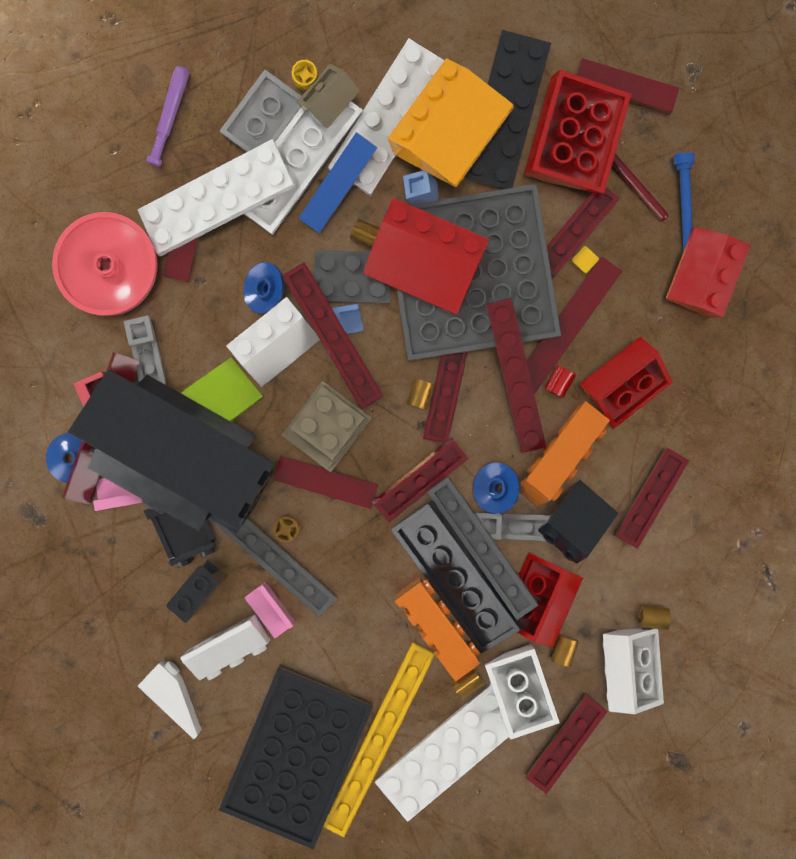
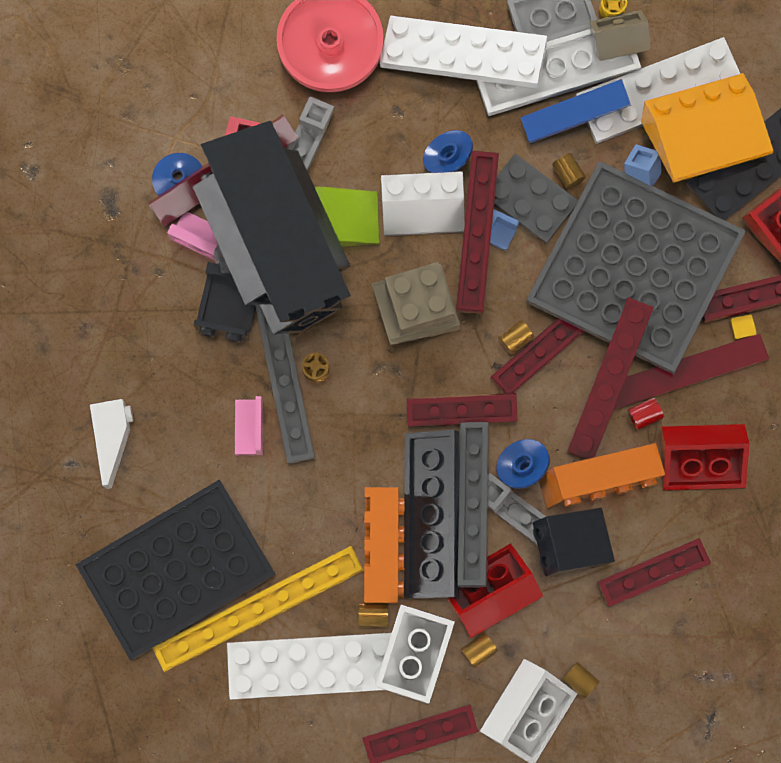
camera: 40 degrees right, 10 degrees down
(180, 261) = (394, 82): dark red tile -> none
(196, 591) = (202, 360): black panel -> none
(226, 648) = (189, 429): white slope -> none
(324, 482) = (379, 353): dark red tile -> none
(425, 256) = (606, 222): red slope -> none

